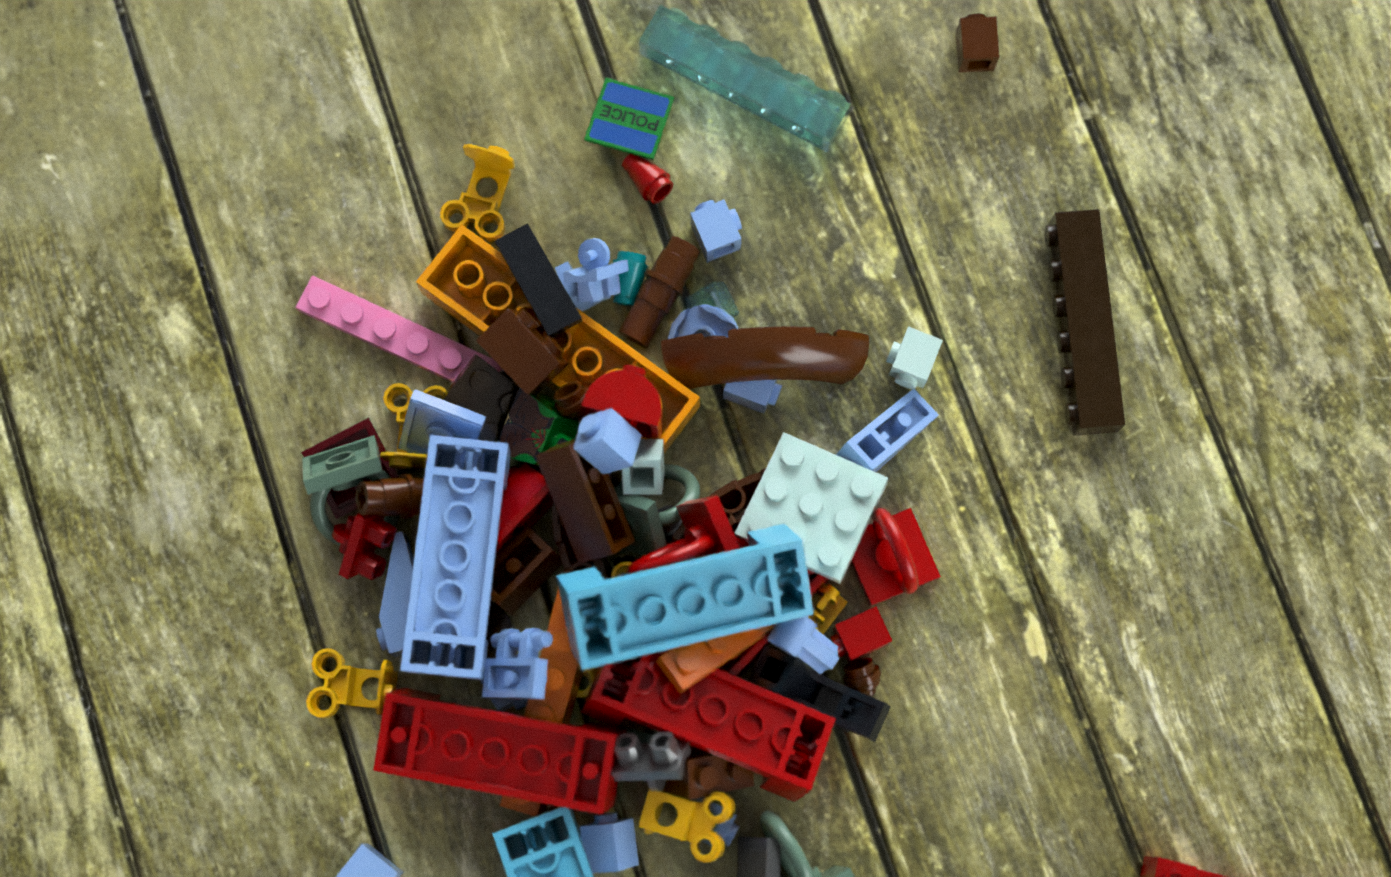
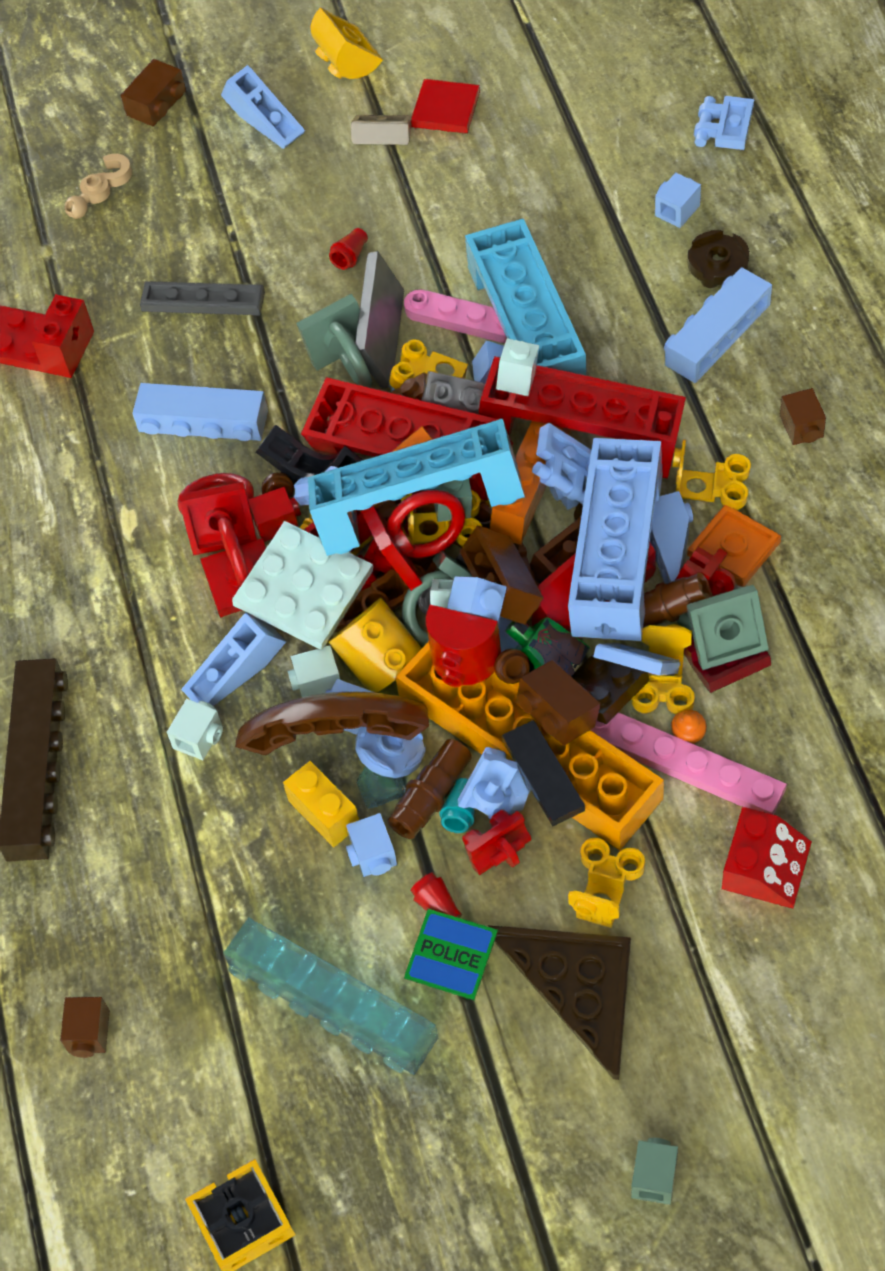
camera: 170 degrees left, 20 degrees down
(240, 775) = (802, 416): none -> reddish brown brick
(323, 224) = (766, 859): none -> red slope
(331, 605) = (742, 538): none -> orange tile
(391, 370) = (689, 726): none -> orange plate
(508, 108) = (580, 980): none -> dark brown tile
(569, 775) = (517, 367): none -> light aqua brick
(603, 228) = (499, 843): none -> red hips
(721, 447) = (375, 646): none -> yellow brick
(770, 271) = (320, 803): none -> yellow brick
(794, 419) = (313, 671): none -> light aqua brick
(922, 620) = (205, 507): none -> red tile
(970, 786) = (200, 411): none -> light blue brick

